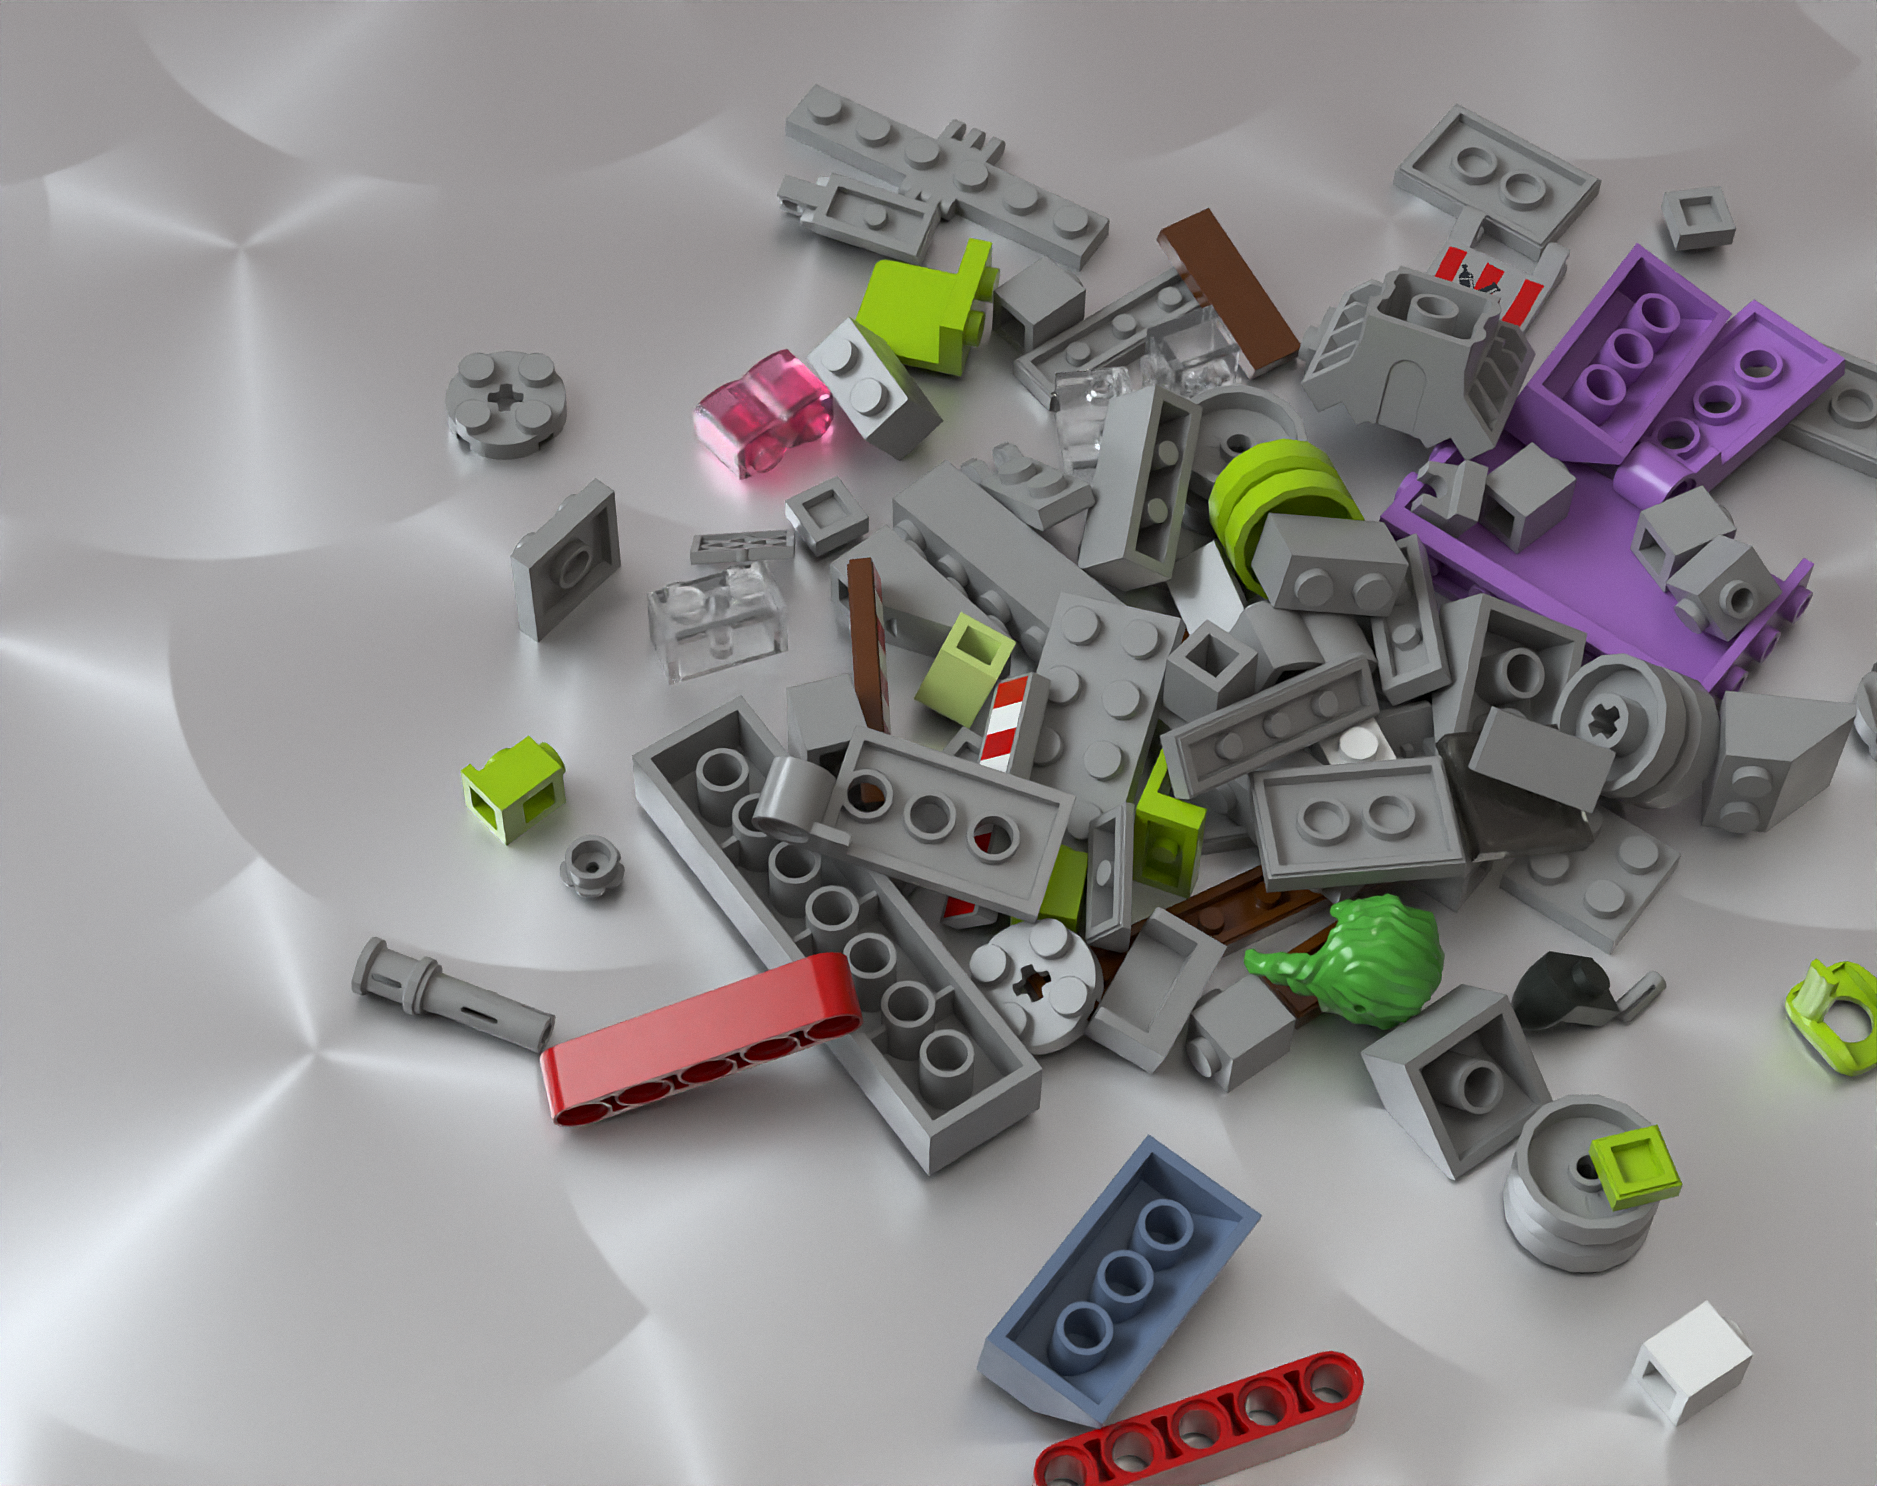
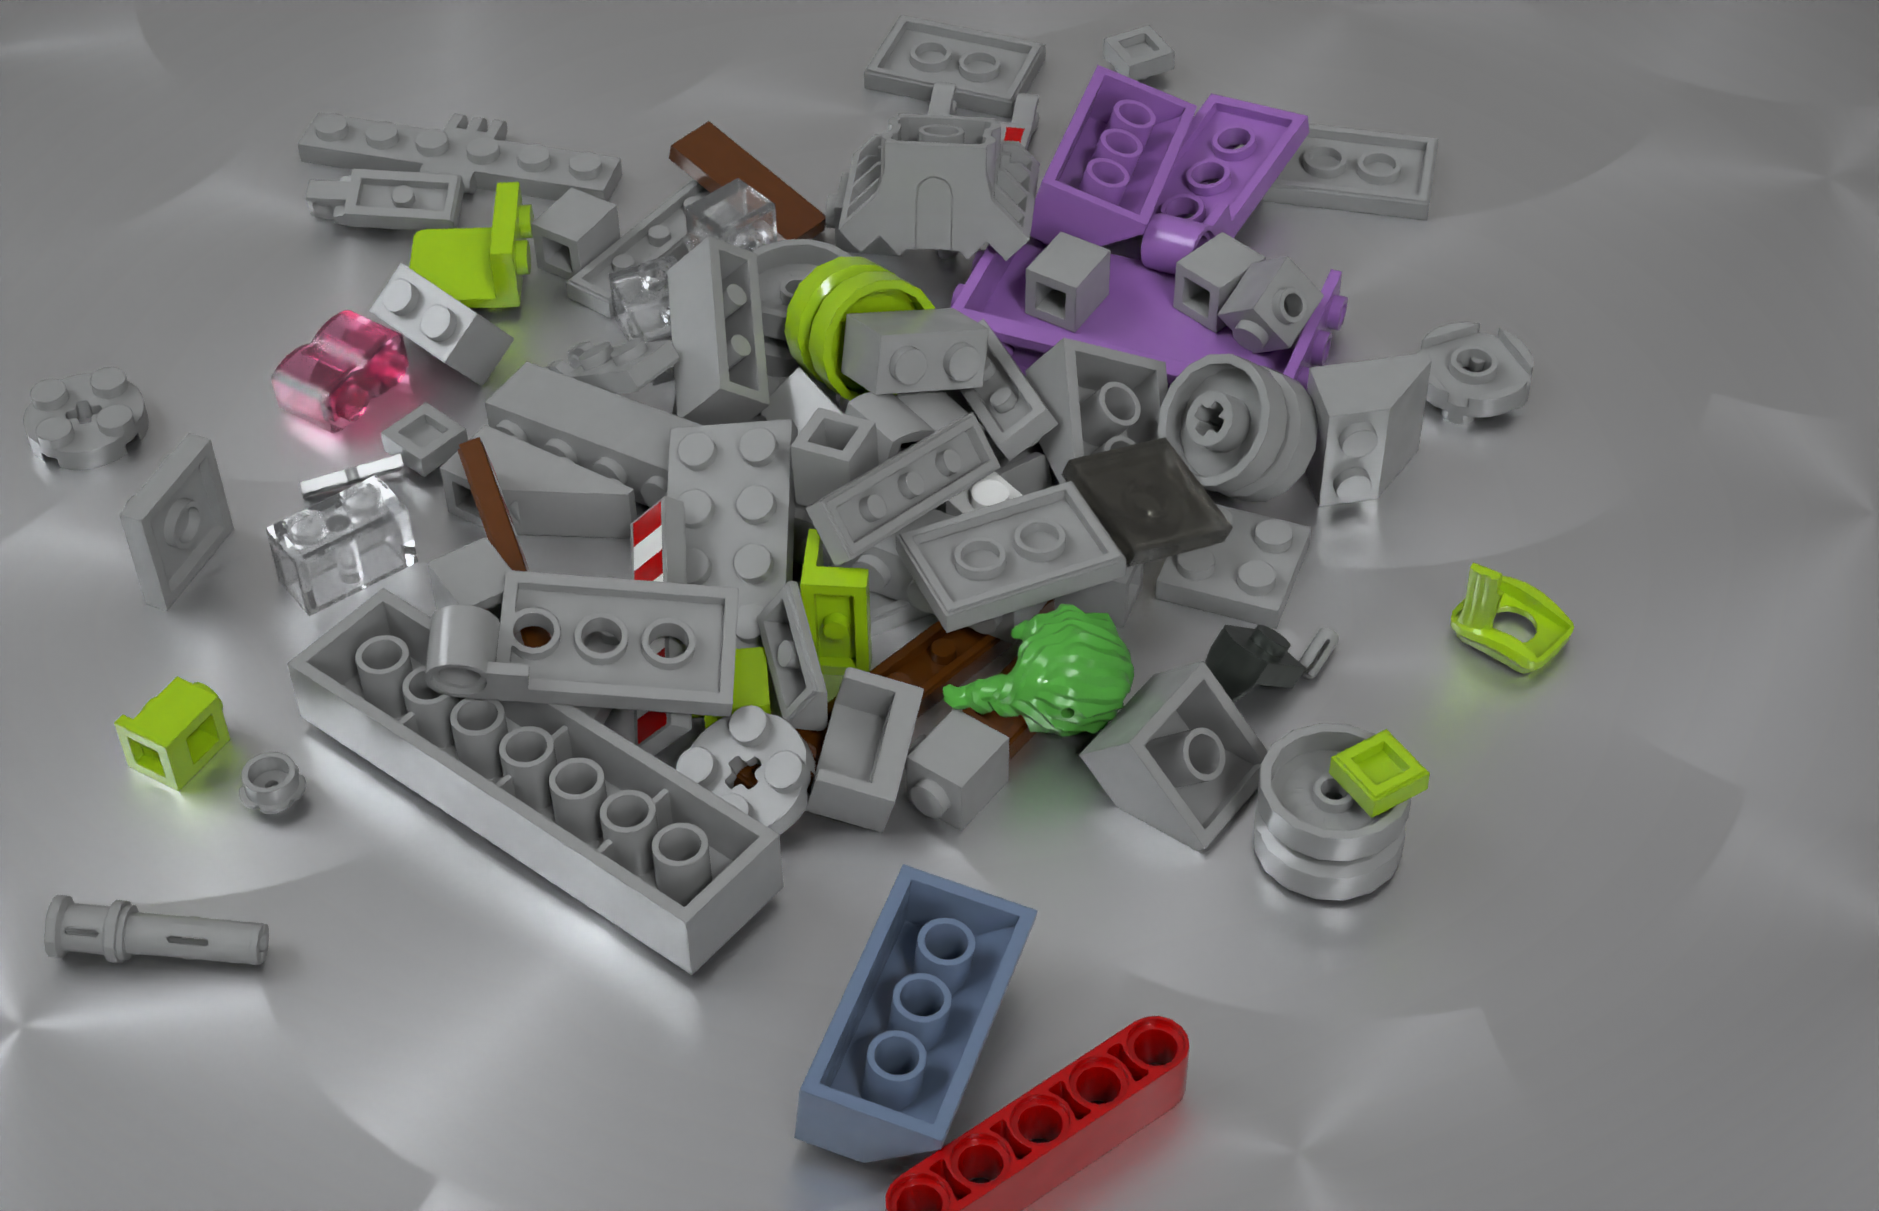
camera: 15 degrees left, 10 degrees down
(701, 1039) = (423, 898): beam -> none
(965, 670) = (595, 527): yellowish green brick -> none
(1457, 498) = (1005, 284): light grey tile -> none
(1541, 759) = (1164, 460): light grey tile -> none
(1692, 1362) = (1489, 943): white brick -> none

